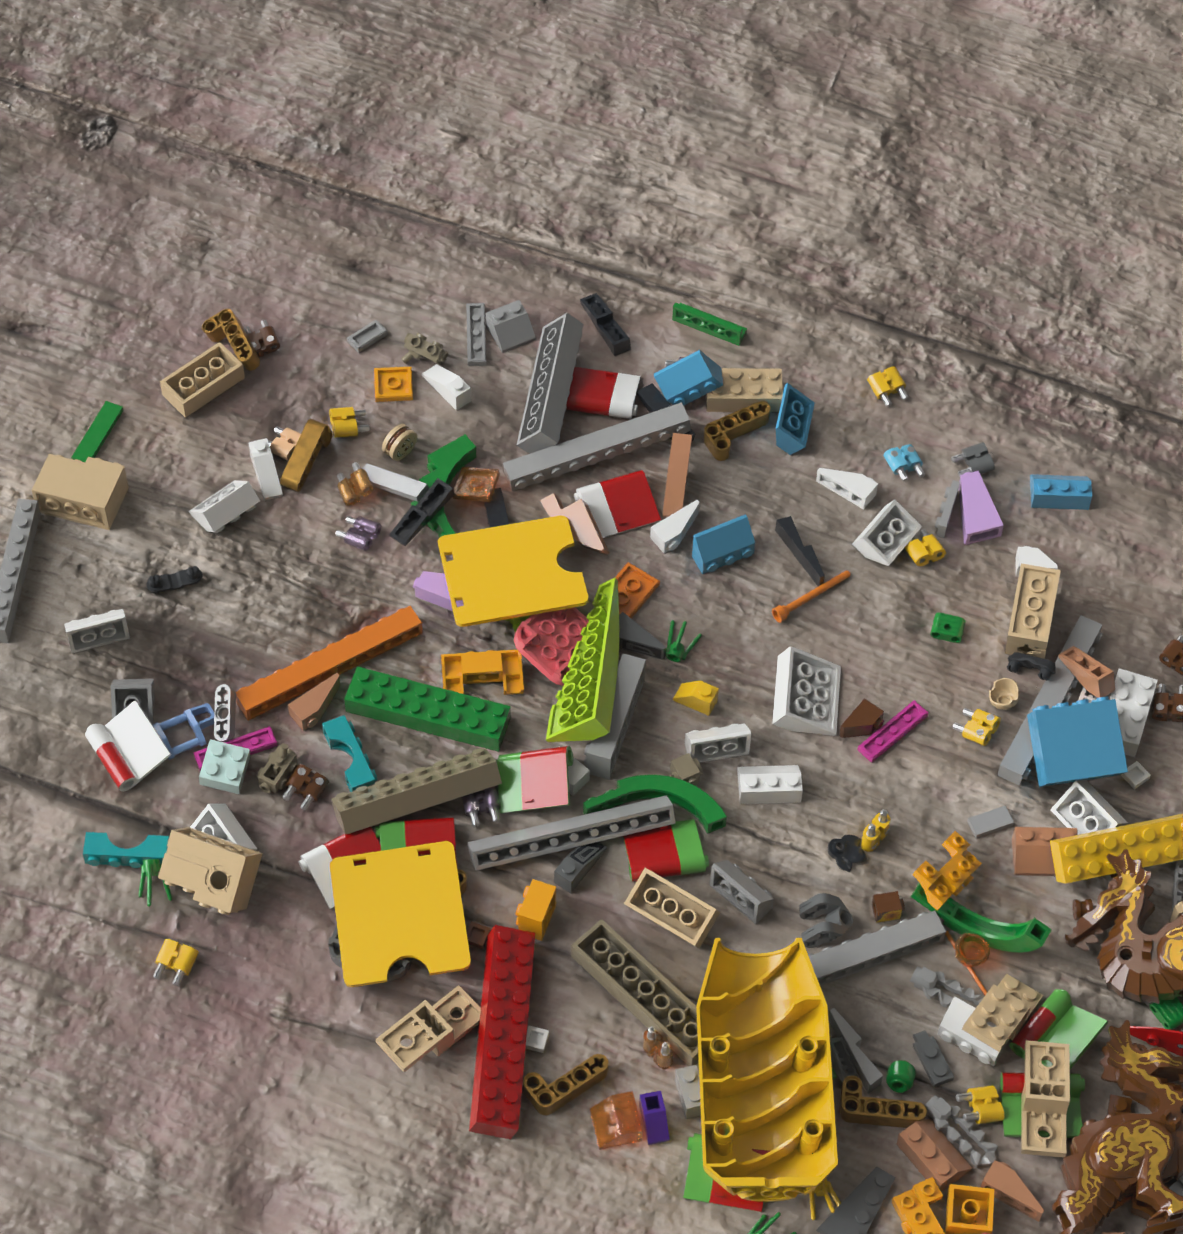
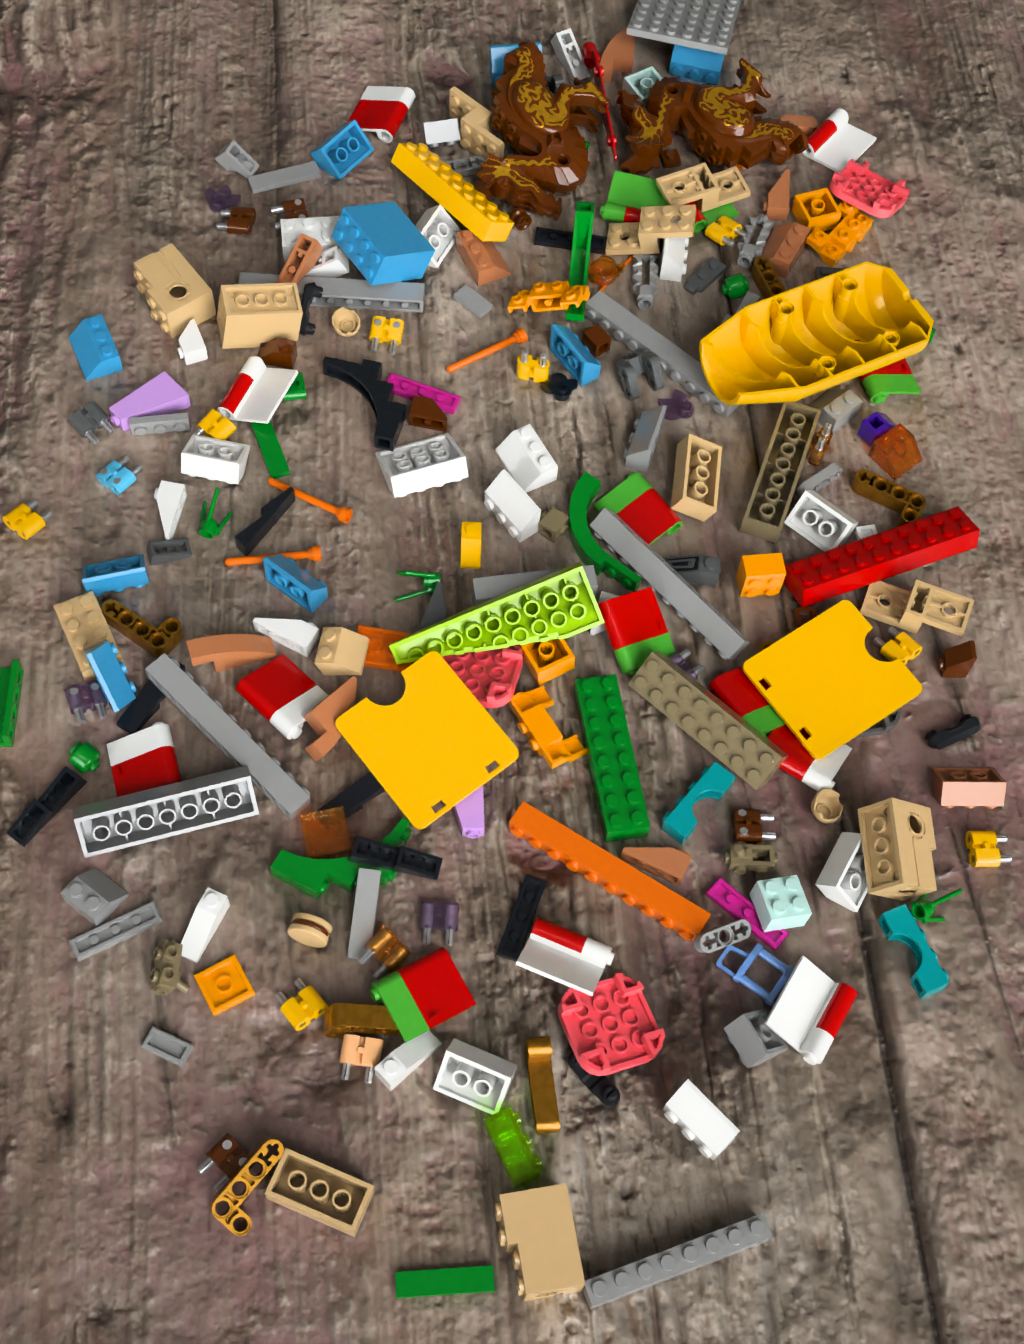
camera: 120 degrees left, 5 degrees up
(158, 506) = (513, 1147): none -> clear neon green brick
(191, 544) = (541, 1084): none -> pearl gold beam
(204, 603) = (611, 1027): none -> coral tile
(239, 977) = (968, 787): none -> slope
(274, 595) = (565, 956): none -> white door
(286, 850) = (826, 806): none -> tan hair
(293, 981) = (965, 728): none -> black piece
(305, 493) = (423, 994): none -> red door
(329, 591) = (521, 918): none -> black tile
(358, 1036) = (957, 660): none -> reddish brown slope
(399, 997) = (901, 648): none -> yellow piece
(542, 697) = (548, 659): none -> light orange brick
(572, 1005) = (820, 521): none -> white slope
(619, 1028) = (820, 479): none -> light grey beam
(632, 355) = (84, 757): none -> green head
(634, 552) = (341, 652): none -> tan slope
(750, 575) = (312, 553): none -> orange piece
(771, 941) = (676, 406): none -> clear purple plate
(808, 460) = (169, 556): none -> dark grey slope
(816, 508) = (208, 526): none -> green plant
(875, 873) = (573, 355): none -> dark azure slope
(888, 586) = (270, 449): none -> green tile
(900, 688) = (379, 394): none -> black arch
(924, 840) = (519, 336): none -> orange piece
(951, 592) = (256, 392): none -> white door
(990, 628) = (279, 353): none -> reddish brown slope
(1028, 962) = (564, 239): none -> black tile
(1100, 564) = (173, 290): none -> tan piece

